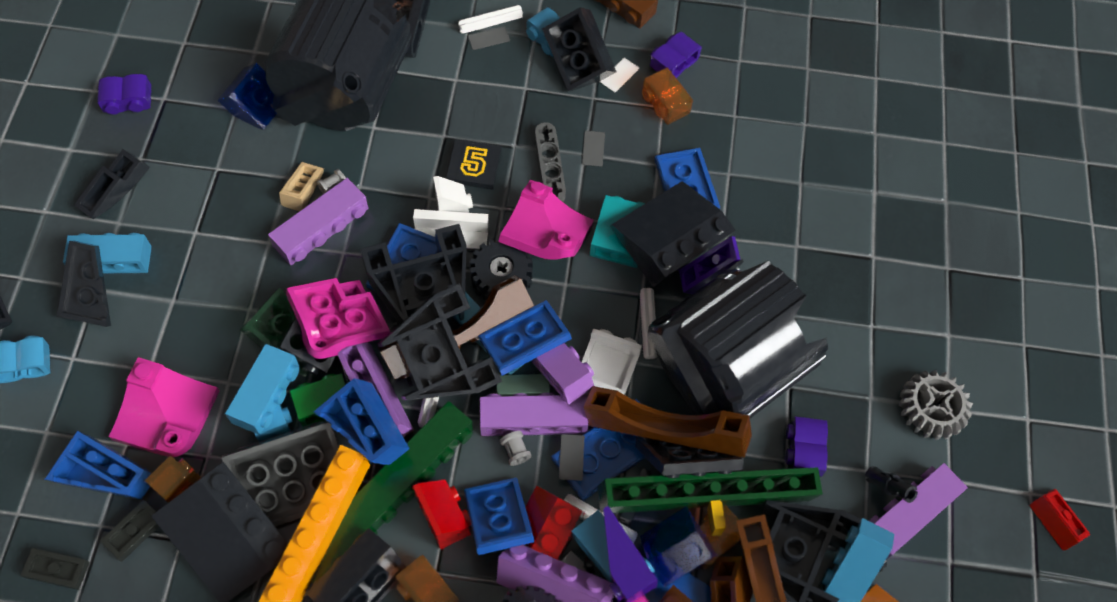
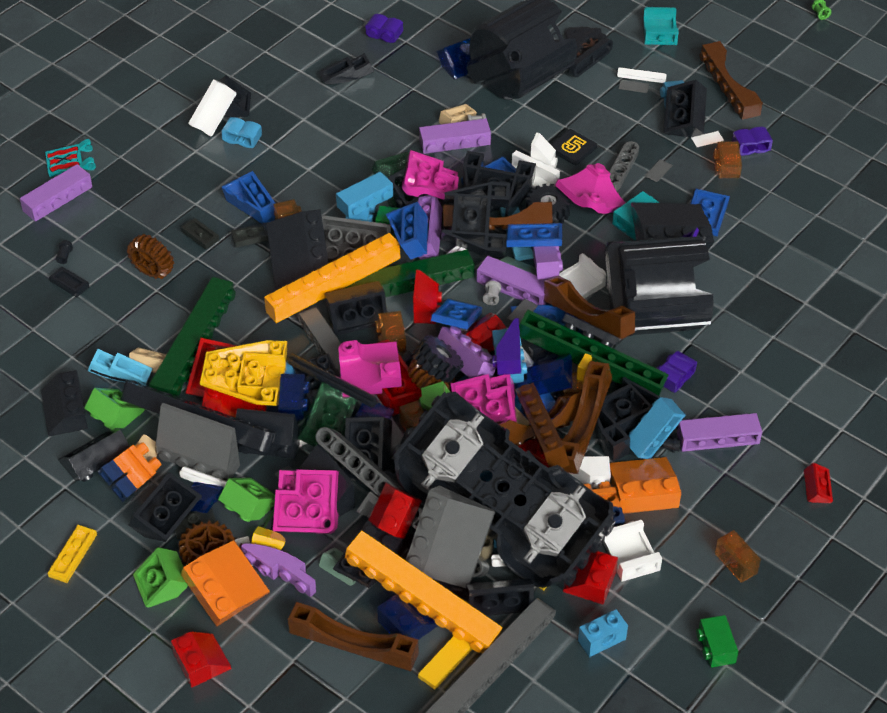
camera: 35 degrees right, 15 degrees down
(83, 286) = (298, 111): black wing -> none
(118, 252) = (322, 103): dark azure brick -> none
(162, 409) = (305, 185): dark pink slope -> none
(891, 484) = (712, 408): black pin -> none
(935, 389) = (779, 389): light grey gear -> none

